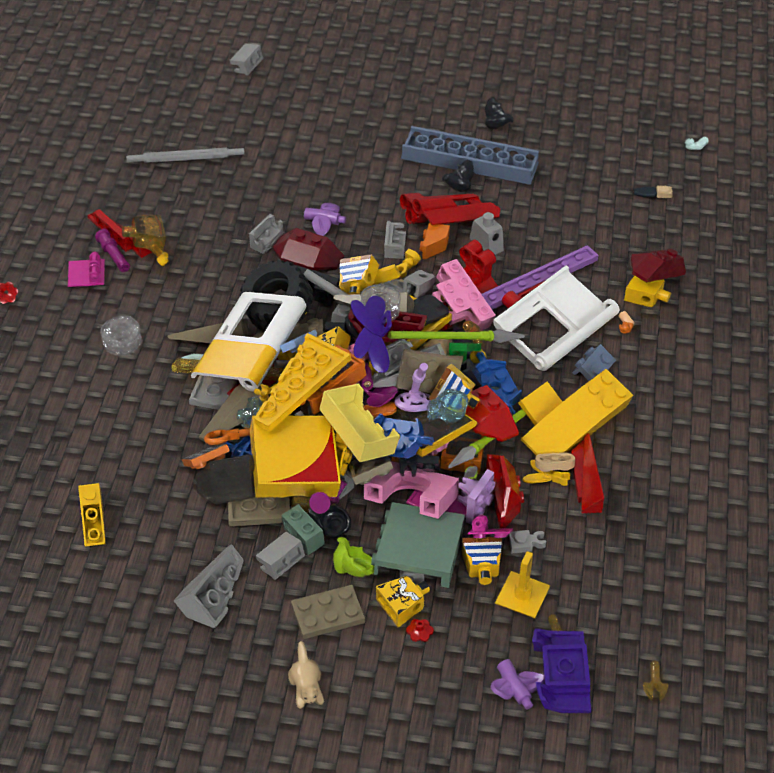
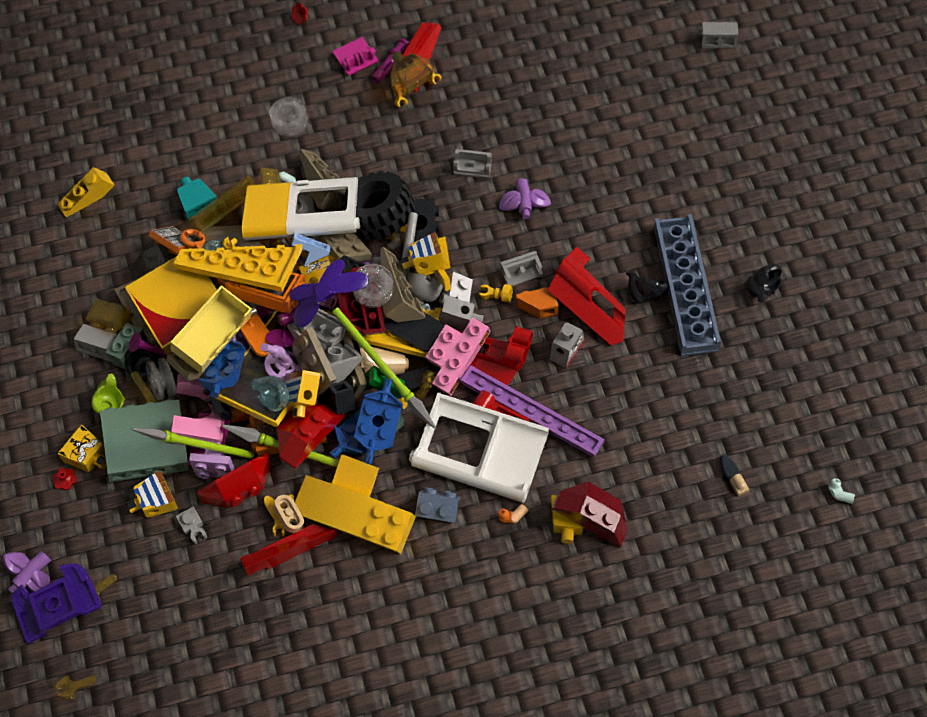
camera: 70 degrees right, 15 degrees up
(163, 429) = (194, 195): none -> teal torso
(185, 155) = (549, 53): light grey axle -> none
(189, 408) = (221, 205): none -> clear yellow brick
(209, 592) = (40, 309): light grey wedge -> none
(261, 530) = (109, 316): none -> clear yellow brick
(308, 250) = (465, 207): dark red wedge -> none
(327, 612) = (55, 402): dark tan plate -> none
(365, 503) = (160, 378): none -> clear wheel
(365, 533) = (146, 393): none -> clear yellow bar
(481, 530) = (179, 488): dark pink hinge -> none
(490, 355) = (389, 409): none -> blue plate
(522, 592) = (129, 542): yellow piece -> none

